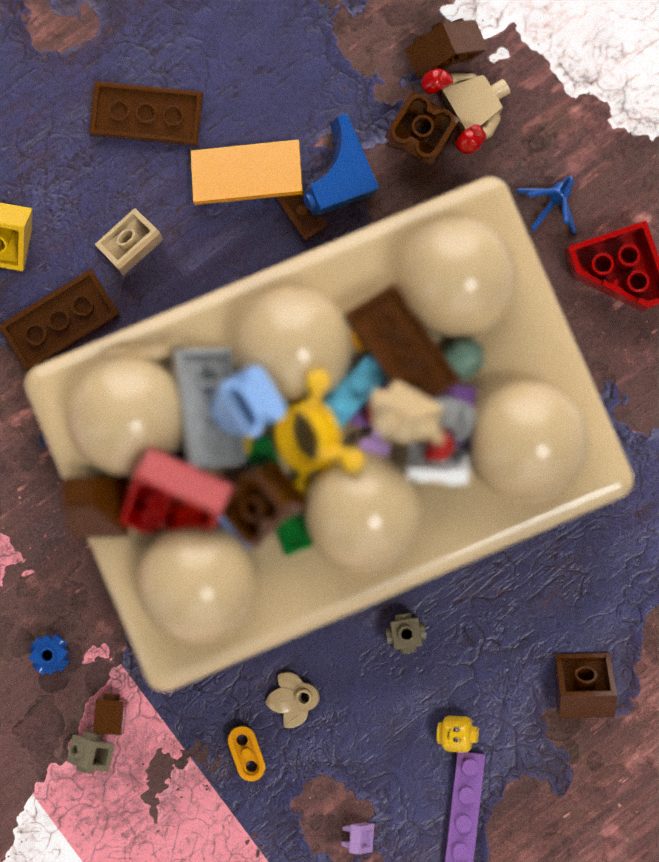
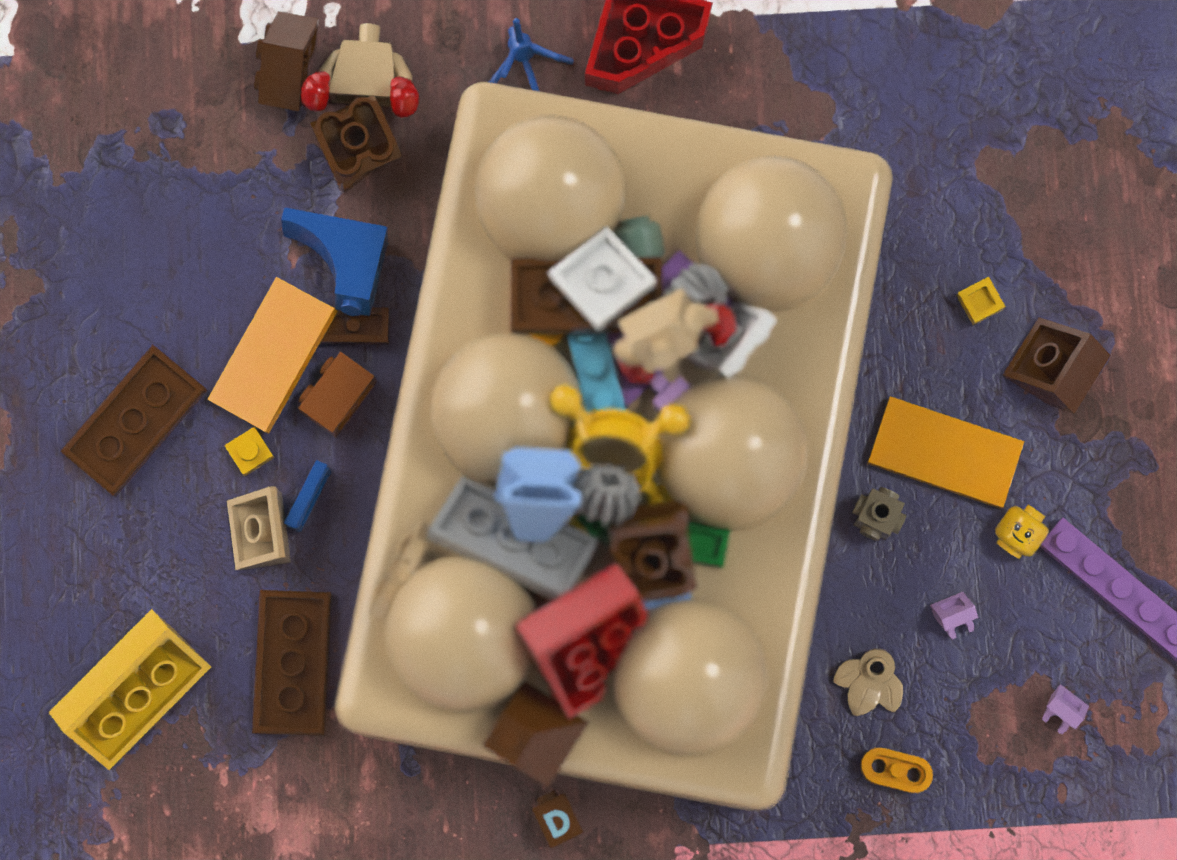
camera: 55 degrees left, 5 degrees down
(70, 556) = (556, 818): none -> reddish brown brick
(170, 257) = (308, 496): none -> blue tile
(175, 200) = (249, 451): none -> yellow plate
(249, 230) = (336, 394): none -> dark orange brick
(276, 449) = (607, 493): none -> light grey gear
(374, 724) = (955, 612): none -> lavender tile
(418, 351) = (602, 278): none -> white plate
(477, 650) = (945, 452): none -> light orange tile
(594, 607) = (980, 301): none -> yellow plate

